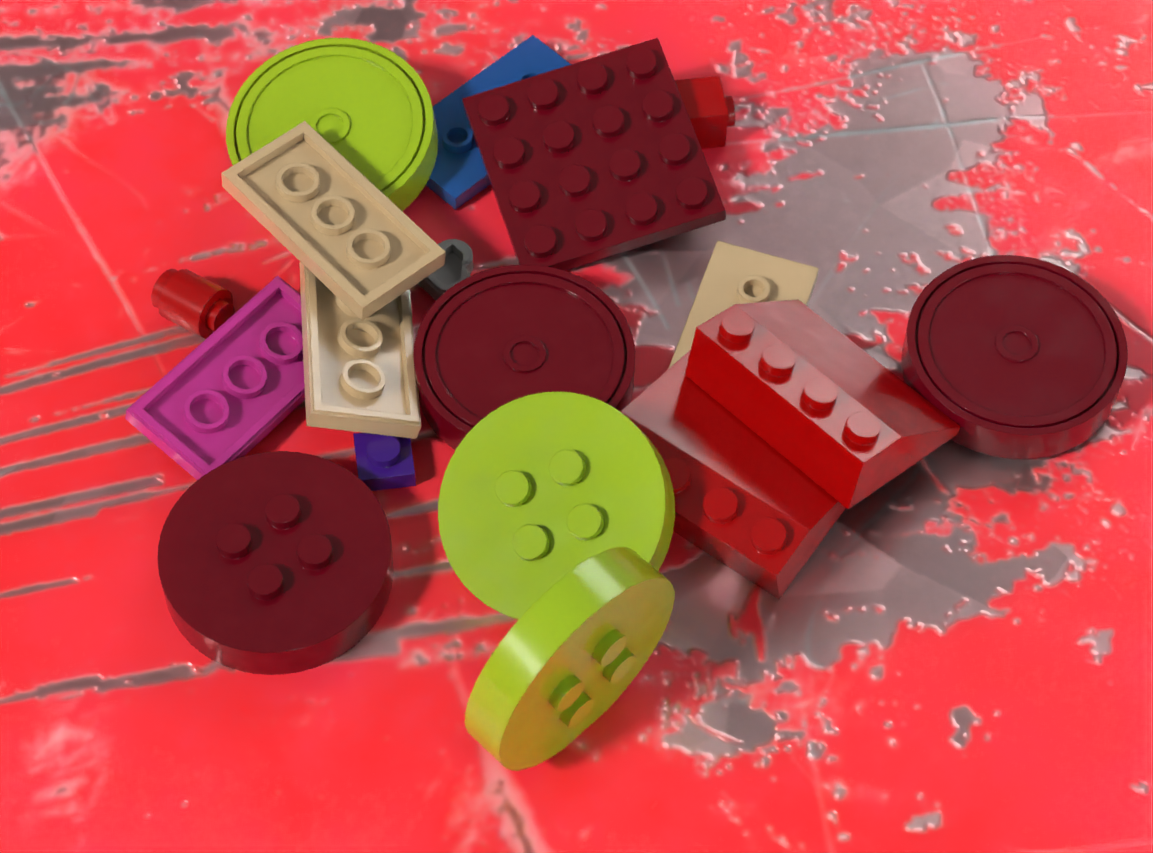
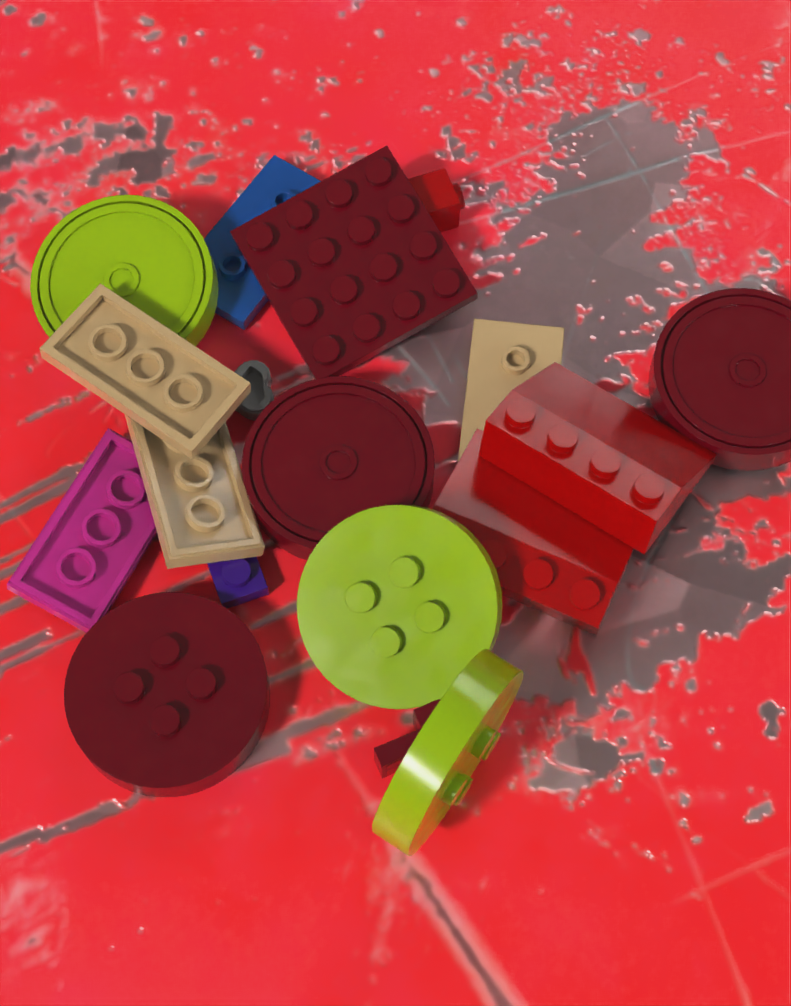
camera: 10 degrees left, 10 degrees up
(192, 301) = (39, 465): red brick -> none

